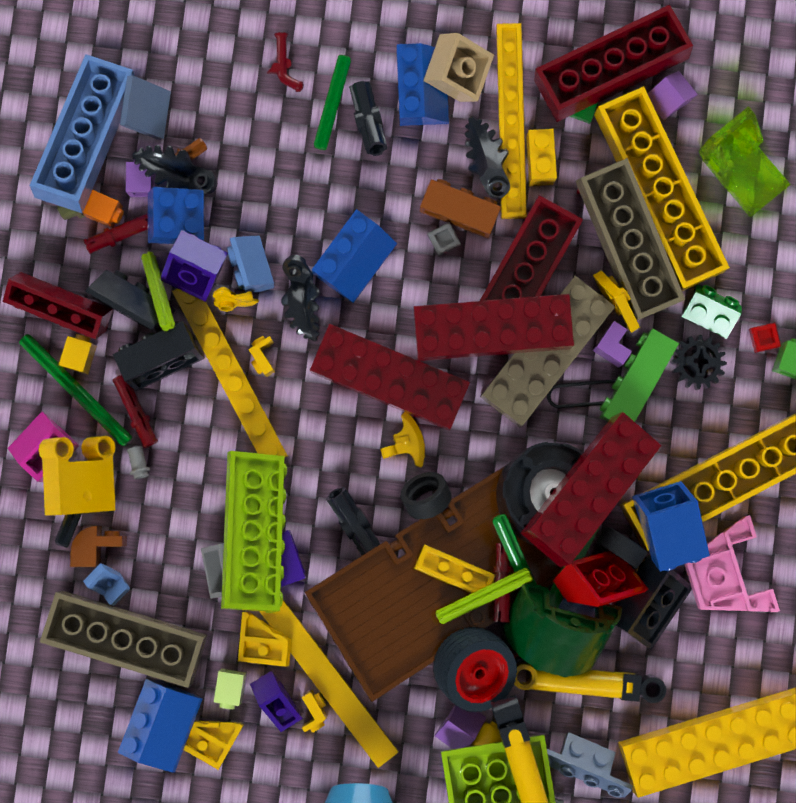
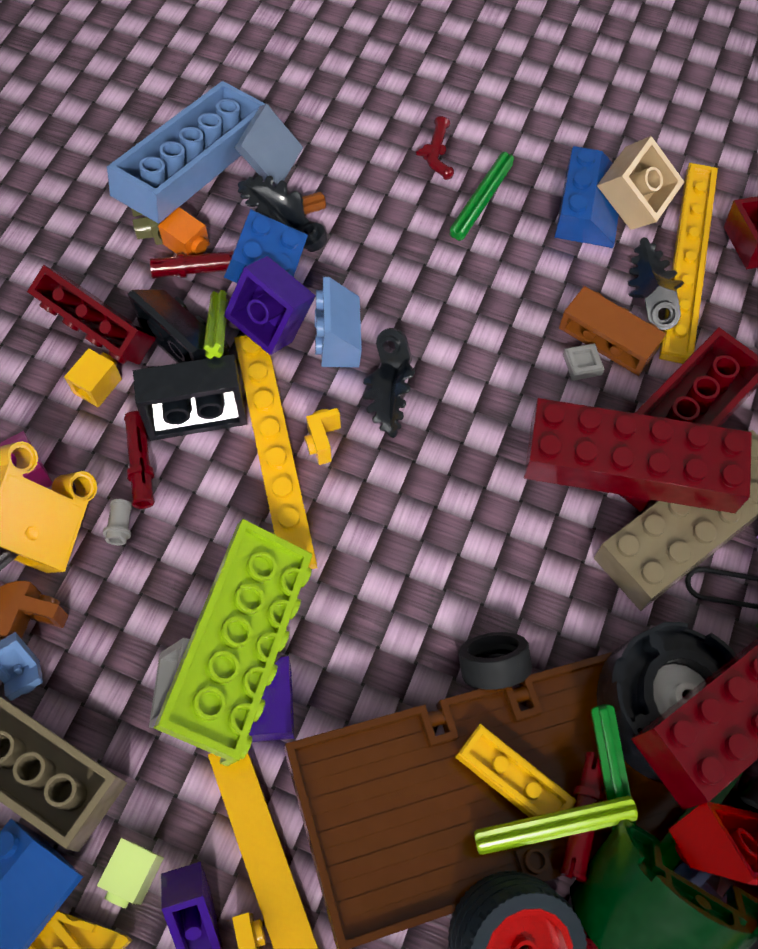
camera: 15 degrees right, 20 degrees down
(75, 389) = (76, 421): green axle -> none
(136, 182) = (233, 215): medium lavender brick -> none
(228, 300) = (305, 360): yellow plate -> none
(262, 643) = (201, 815): yellow wing -> none
(352, 520) = (381, 668): black piece -> none
(354, 256) = (467, 350): blue slope -> none
(368, 118) = (521, 214): black piece -> none
(389, 377) = (481, 499): dark red brick -> none
(407, 441) = (483, 588): yellow piece -> none
(541, 157) = (723, 297): yellow brick -> none

